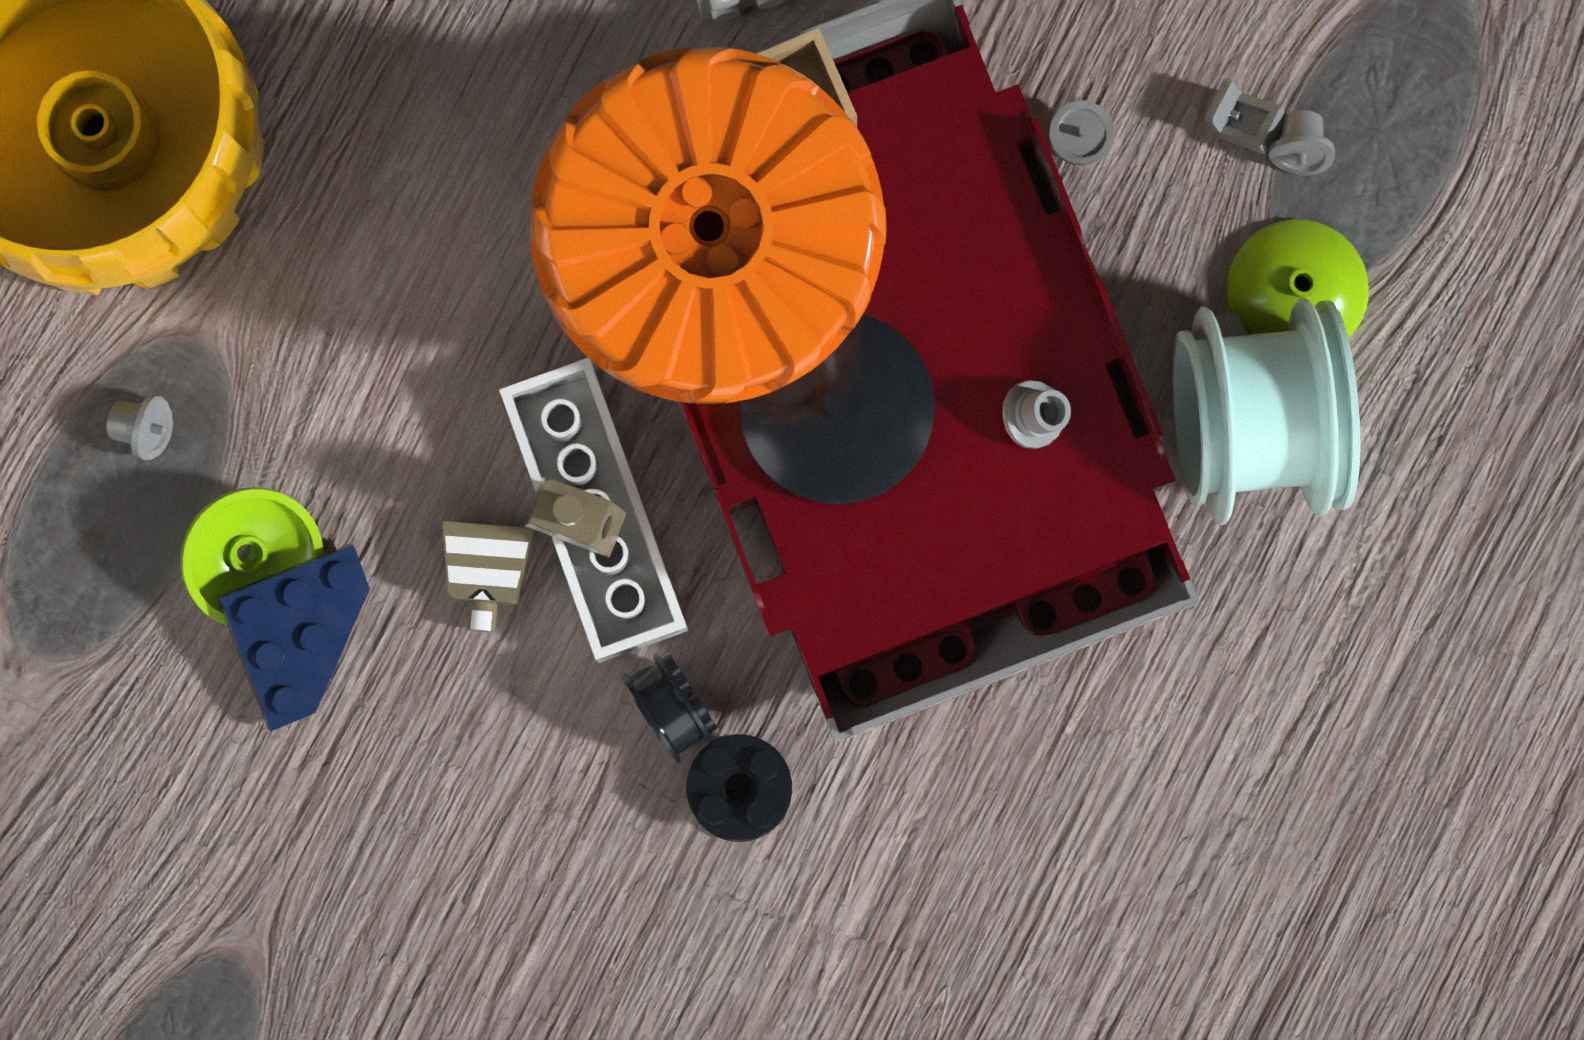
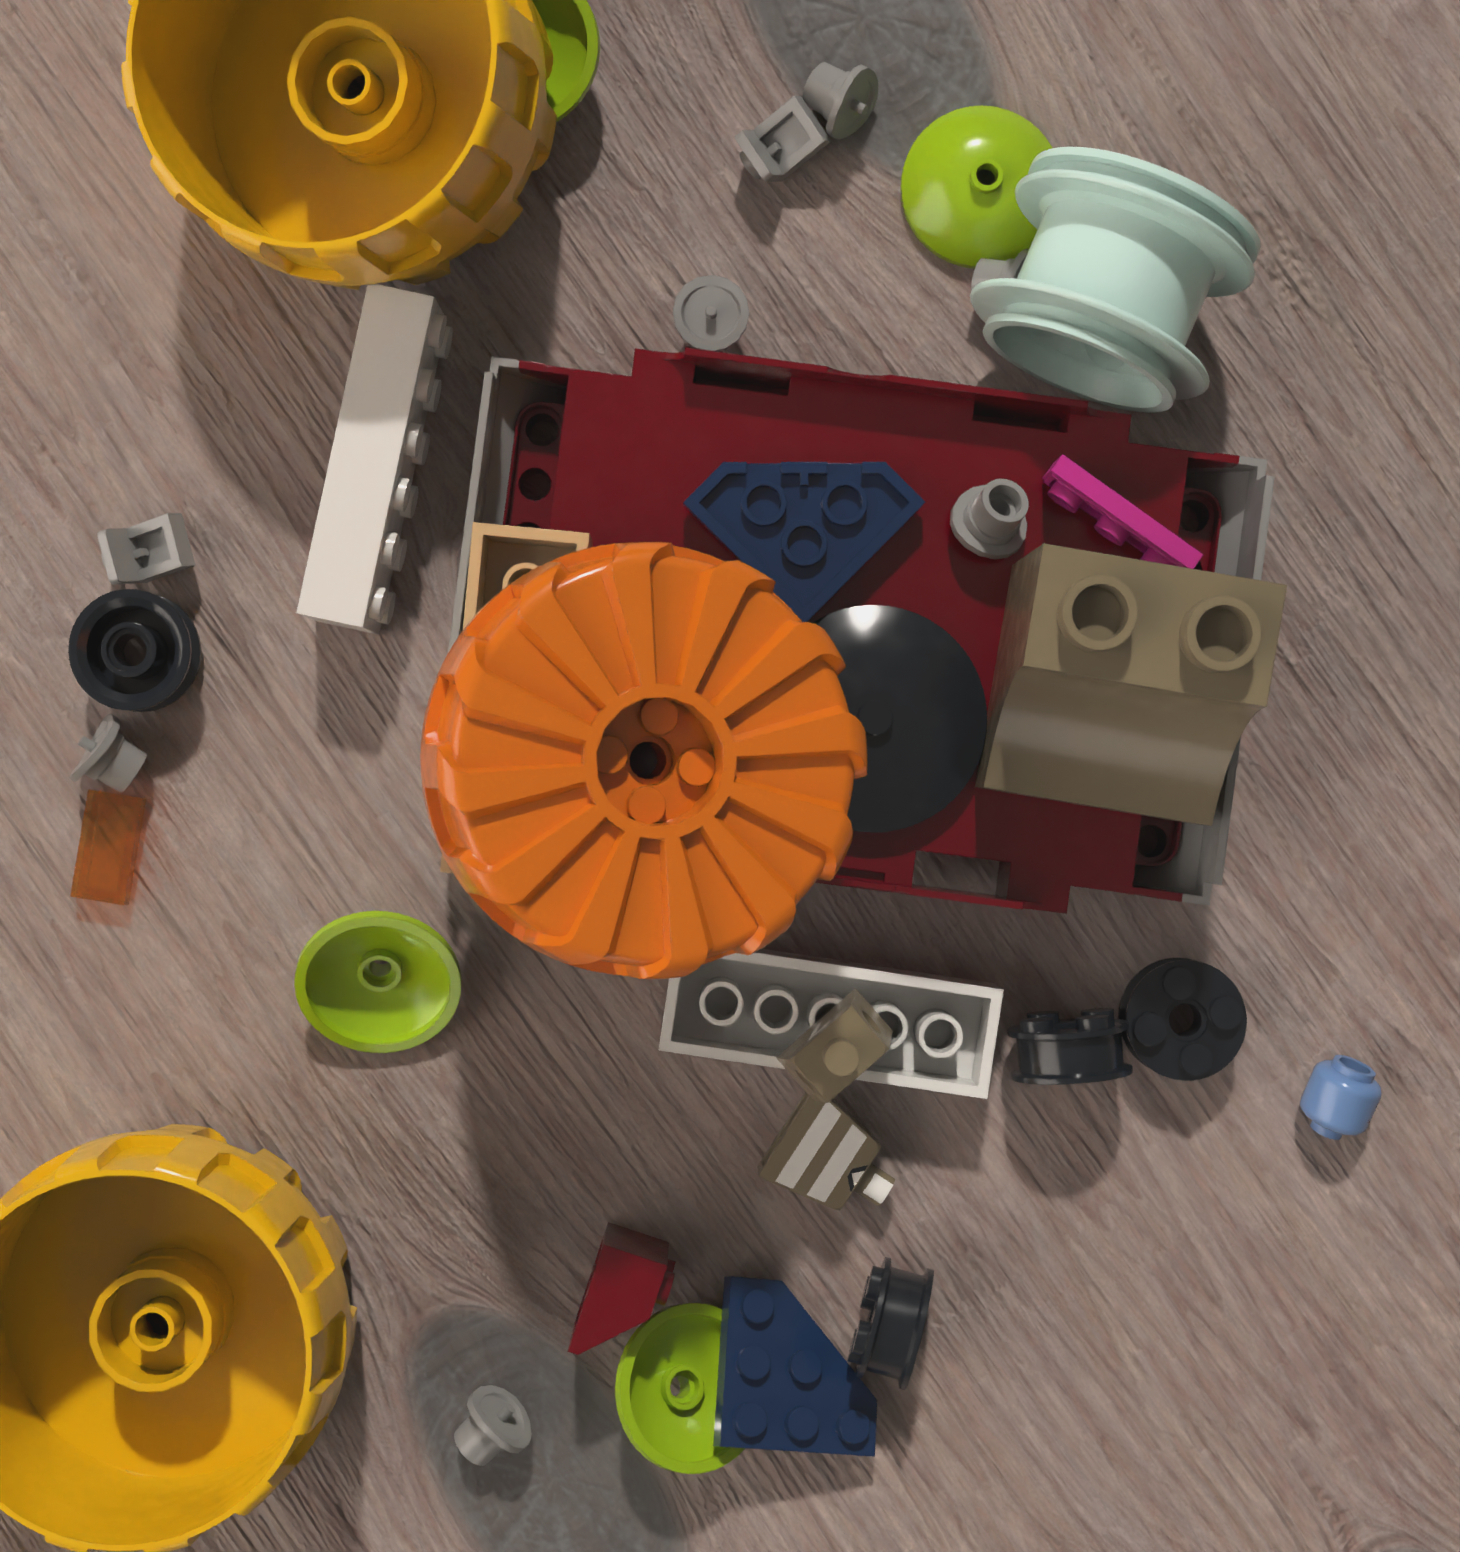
camera: 65 degrees left, 5 degrees up
(306, 458) = (622, 1287): none -> dark red slope
(383, 684) = (895, 1322): none -> black wheel
(417, 162) = (373, 1003): none -> lime dish
(744, 946) = (1340, 1097): none -> medium blue head
(954, 276) = (804, 521): none -> dark blue plate
(959, 565) = (1126, 682): none -> dark tan brick
(1088, 508) = (1116, 516): none -> dark pink tile

